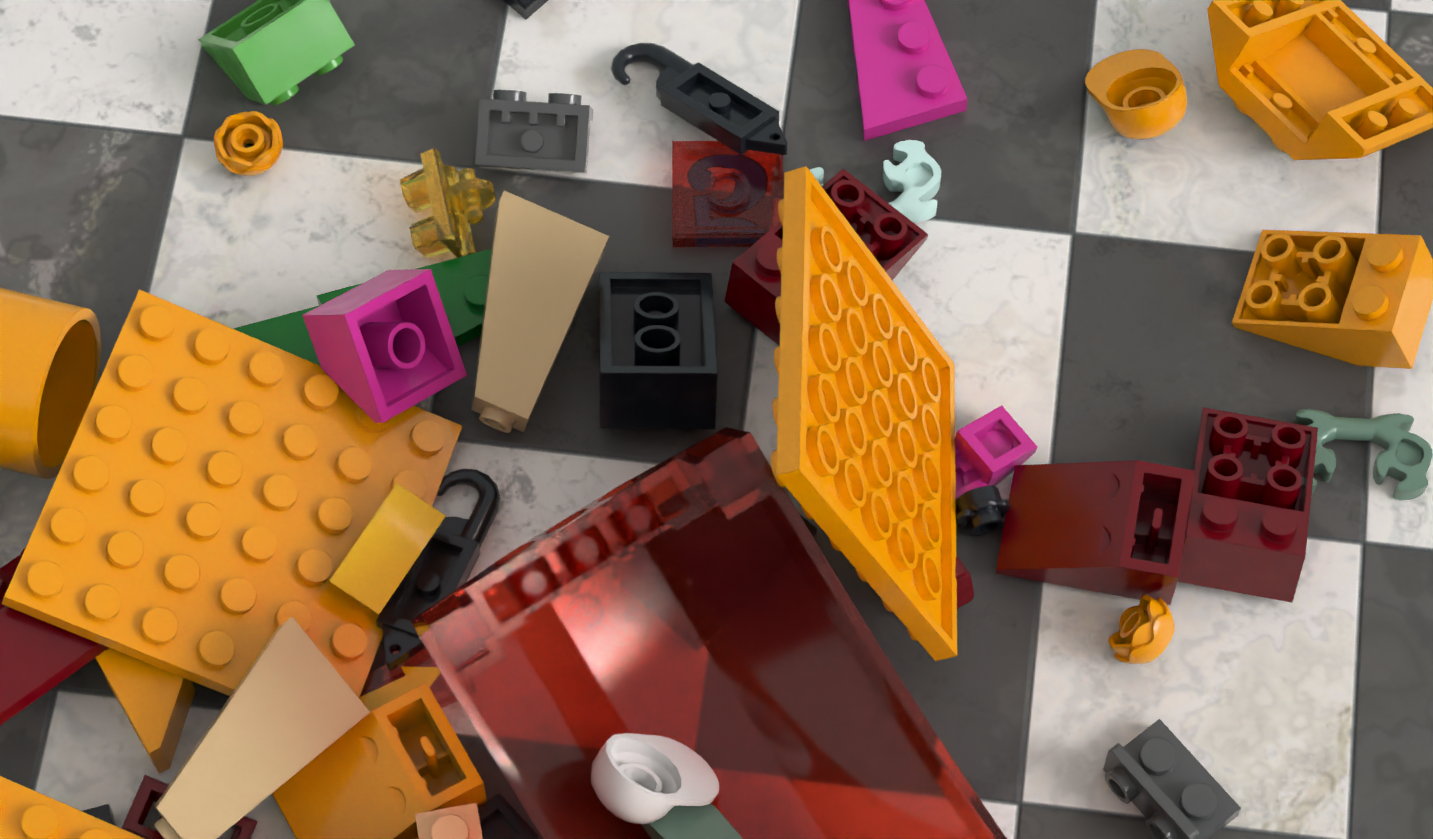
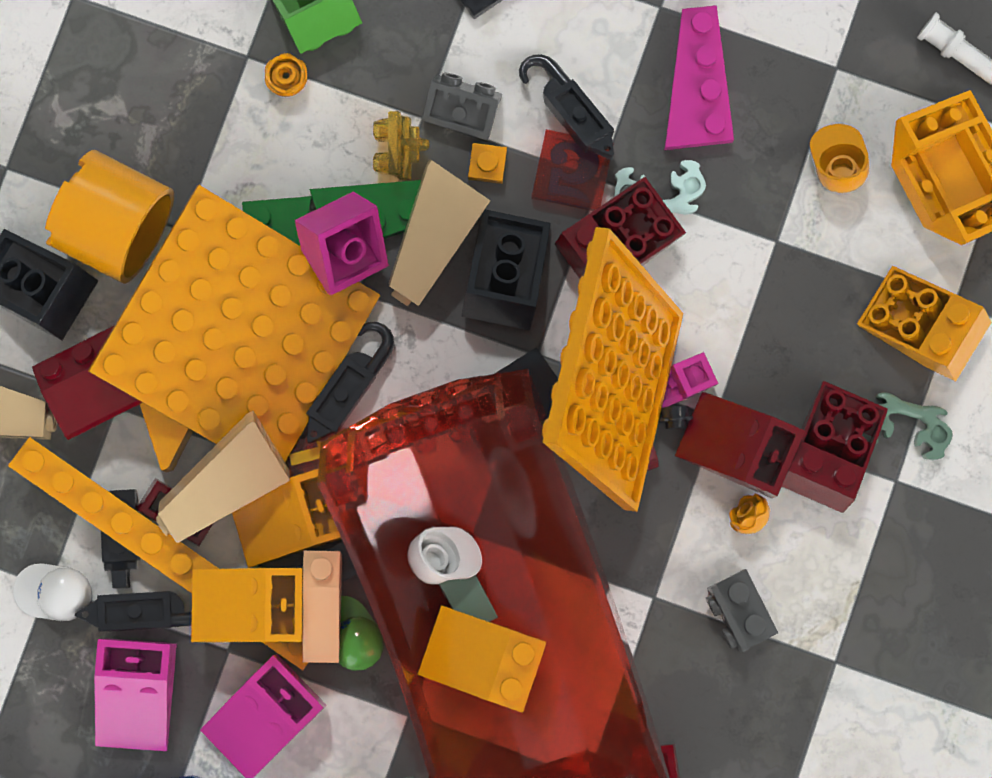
camera: 10 degrees right, 20 degrees up
(387, 548) = (320, 374): yellow slope -> none
(594, 204) = (487, 163): none -> light orange plate

